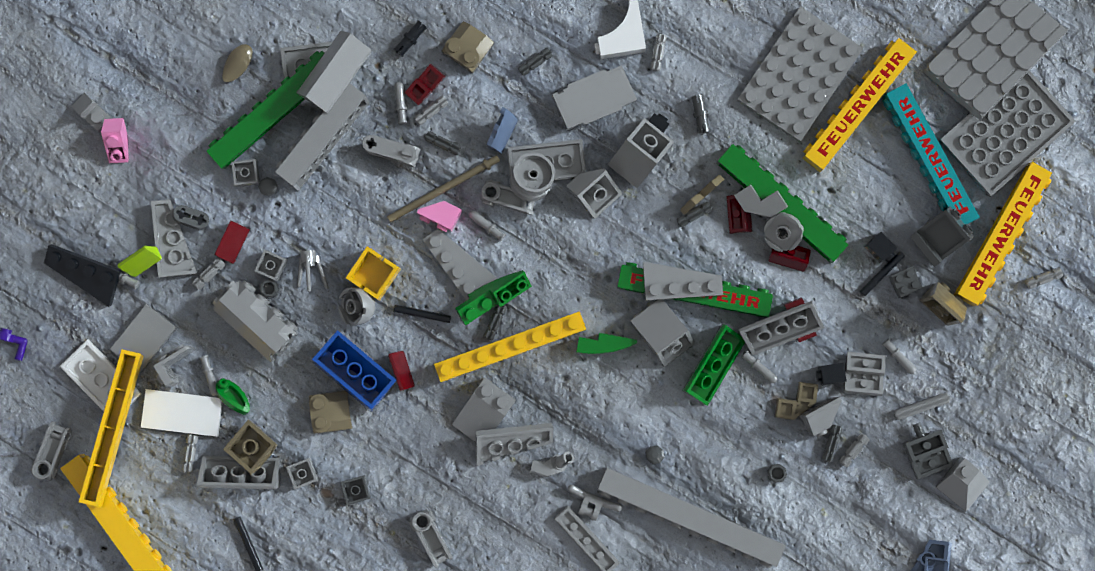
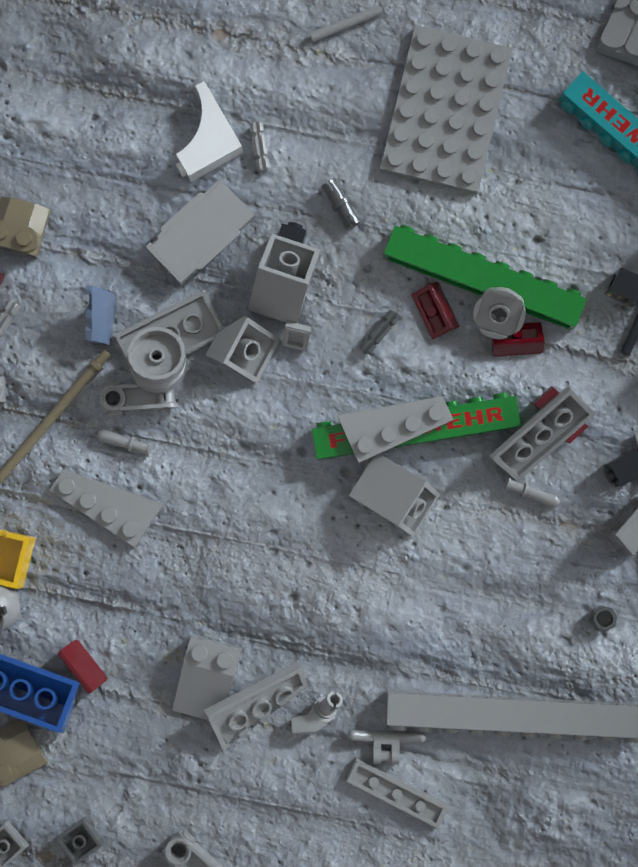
camera: 20 degrees left, 0 degrees up
(422, 313) = (83, 583): black bar -> none
(442, 143) = (31, 359): dark grey axle -> none
(442, 214) = (61, 448): bright pink slope -> none
(492, 294) = (165, 523): green slope -> none
(495, 322) = (179, 559): dark grey axle -> none
(510, 347) = (208, 586): yellow brick -> none
(535, 61) = (110, 214): dark grey axle -> none
(605, 344) = (327, 537): green slope -> none
(634, 196) = (296, 336): none -> light grey tile
(655, 454) = (442, 652): dark grey tile -> none
(702, 194) = (380, 303): dark tan tile -> none
(714, 364) = (474, 511): green slope -> none
(752, 203) = (447, 291): light grey tile -> none
(805, 399) = (603, 511): dark tan tile -> none
(859, 105) = (534, 119): yellow brick -> none

